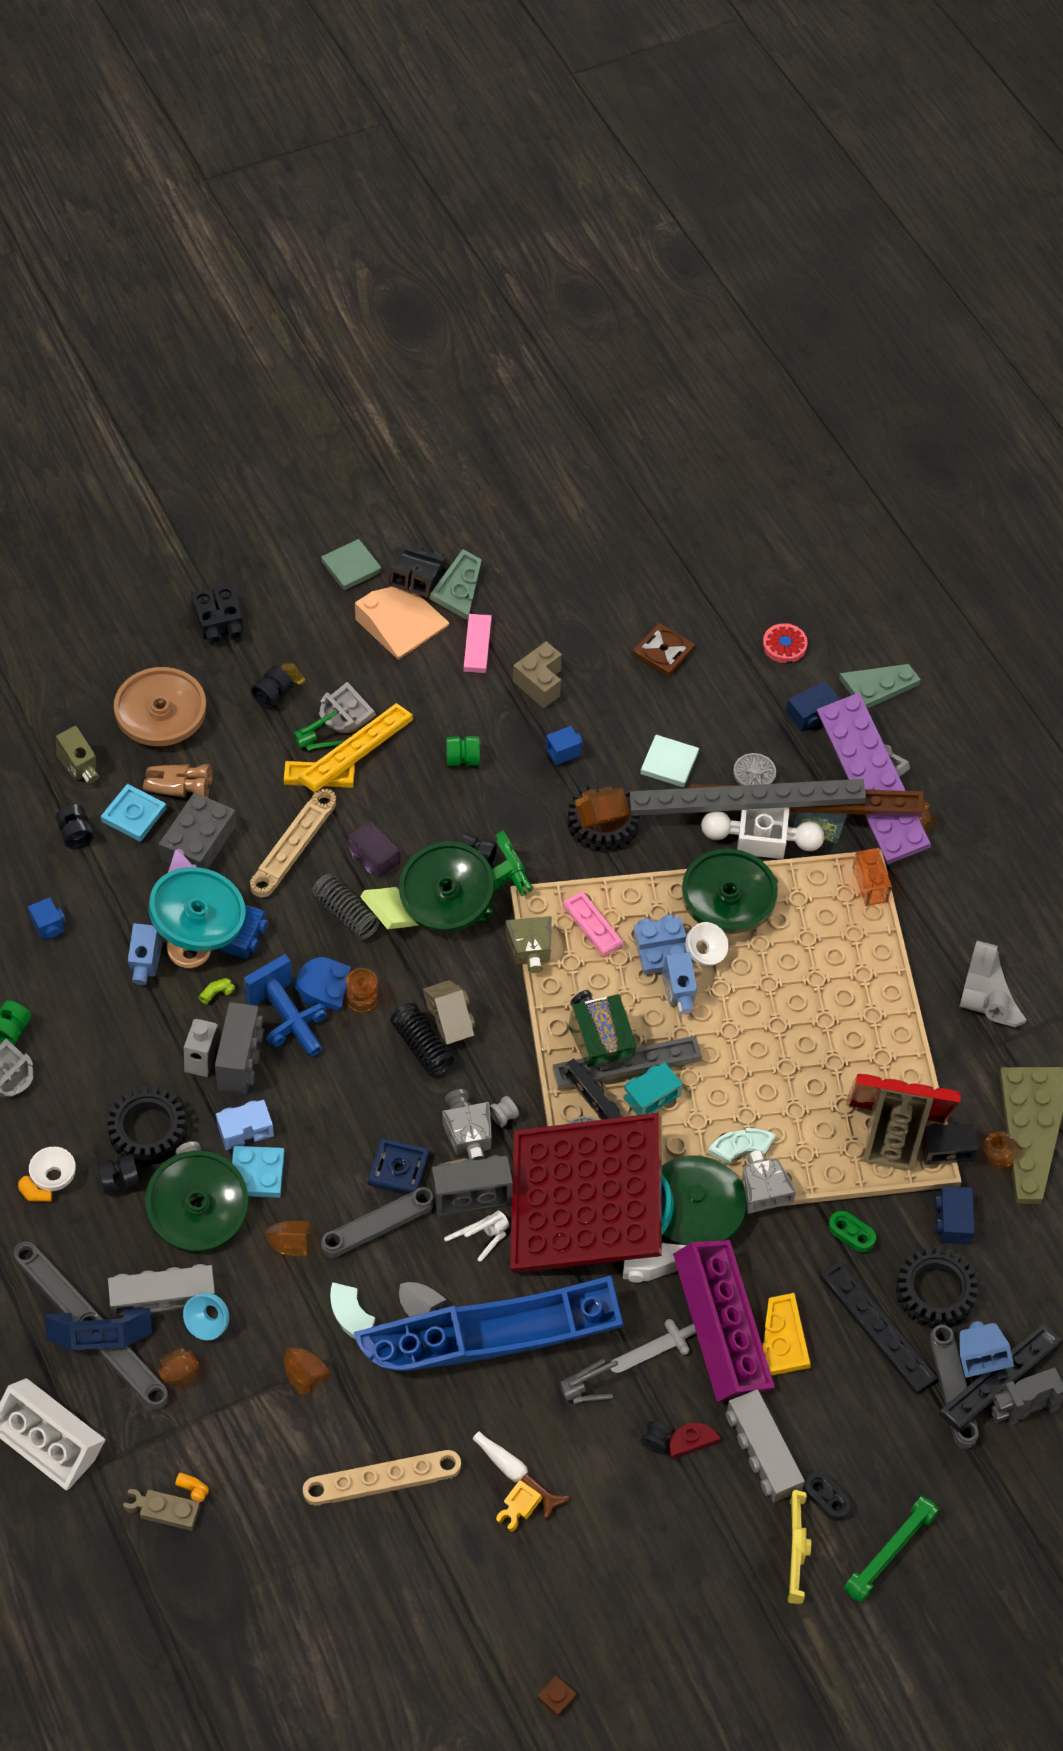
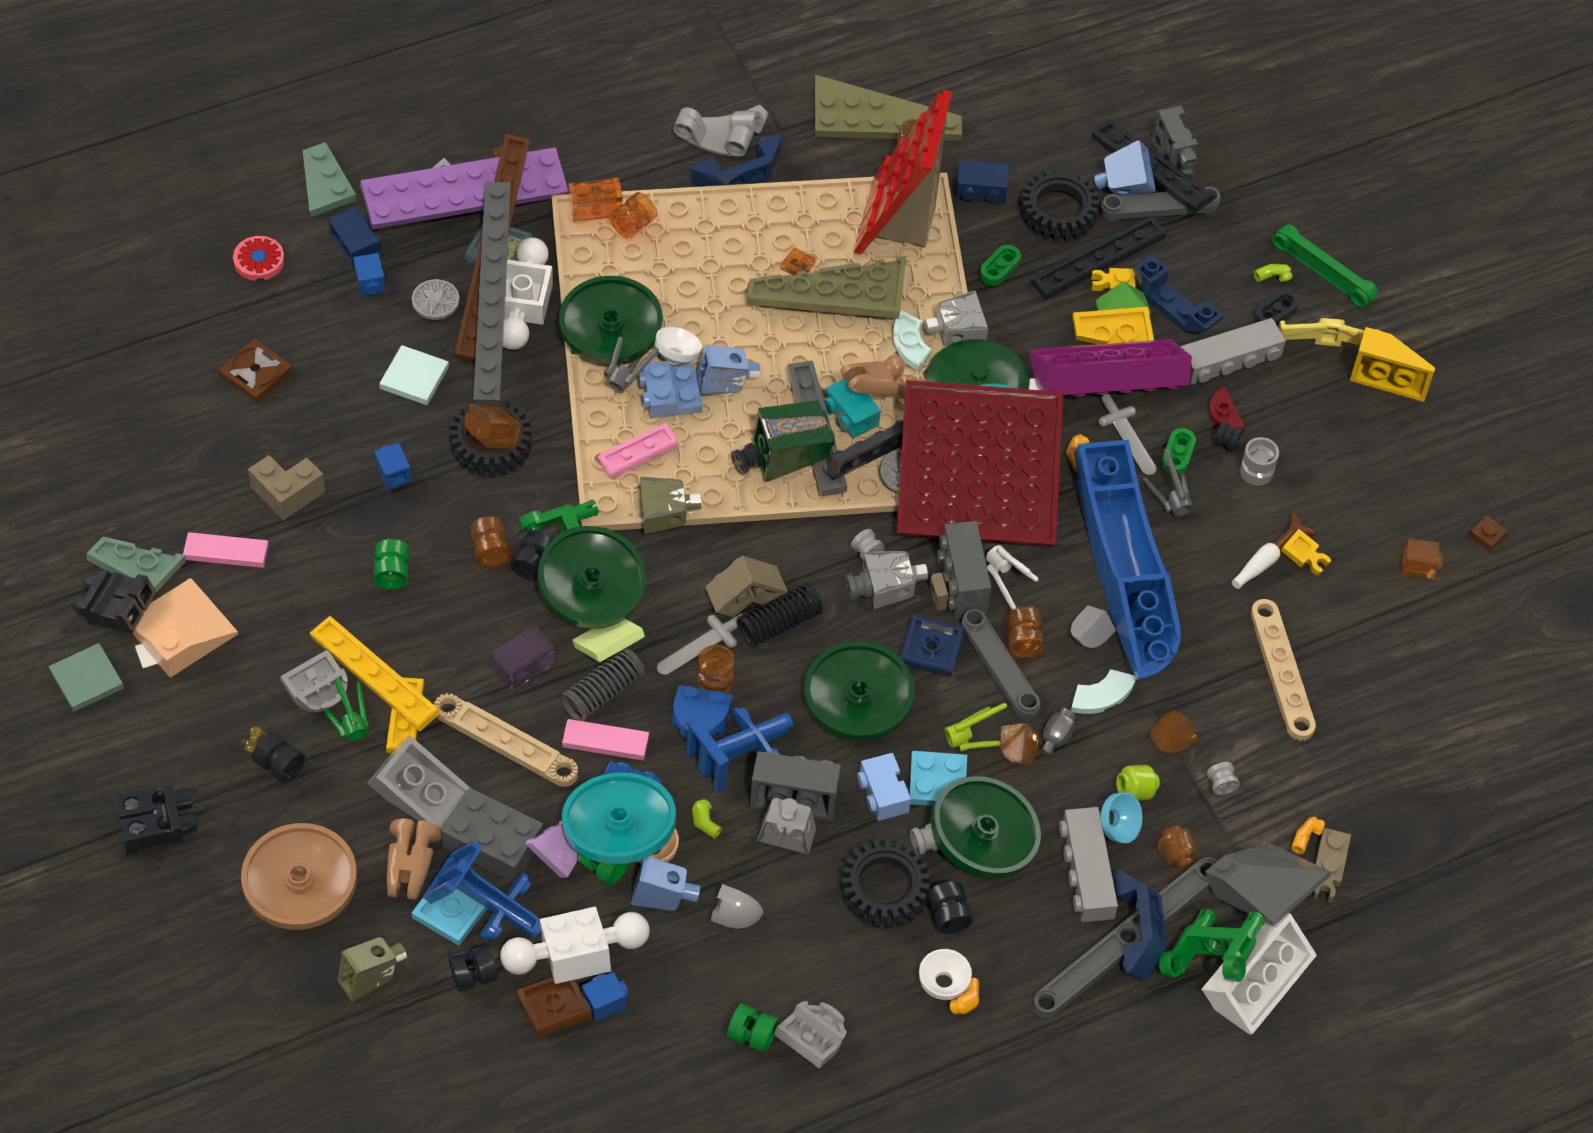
camera: 90 degrees left, 0 degrees up
(41, 882) = (553, 1005): none -> reddish brown plate
(59, 1400) = (1199, 939): none -> green connector
(90, 892) = (575, 944): none -> white brick
(127, 1012) = (736, 909): none -> light grey brick
(134, 1436) = (1264, 880): none -> dark grey slope
(143, 807) = (459, 875): none -> blue piece
(247, 1335) = (1138, 781): none -> lime head
(248, 782) = (419, 783): none -> light grey slope
(252, 1411) = (1223, 778): none -> light grey wheel
(296, 916) = (605, 739): none -> bright pink tile
(303, 1188) = (960, 732): none -> lime plant
(307, 1270) = (1058, 730): none -> flat silver plant
(340, 1101) = (859, 691): none -> dark green dish
(396, 984) = (716, 634): none -> light grey sword
(420, 1241) = (1025, 632): none -> clear orange wheel
(490, 819) = (490, 541): none -> clear orange wheel
(515, 1619) = (1421, 558): none -> clear orange brick
(623, 1462) = (1259, 461): none -> light grey wheel
(634, 1295) = (1078, 439): none -> light orange arm
(636, 1388) = (1180, 454): none -> green plate
(667, 902) = (622, 376): none -> dark grey plant
(677, 1099) = (877, 377): none -> medium nougat piece
(762, 1583) = (1391, 366): none -> yellow slope
(772, 719) = (369, 274): none -> blue brick
(792, 1084) = (837, 289): none -> olive wing
(809, 1409) = (1153, 280): none -> dark blue slope
(819, 1348) = (1122, 297): none -> bright green slope
(824, 1048) = (797, 261): none -> clear orange tile
(848, 1345) = (1112, 279): none -> yellow plate
(863, 911) = (633, 215): none -> clear orange wheel
(881, 1498) = (1271, 270): none -> lime arm
(961, 1026) = (756, 170): none -> dark blue slope

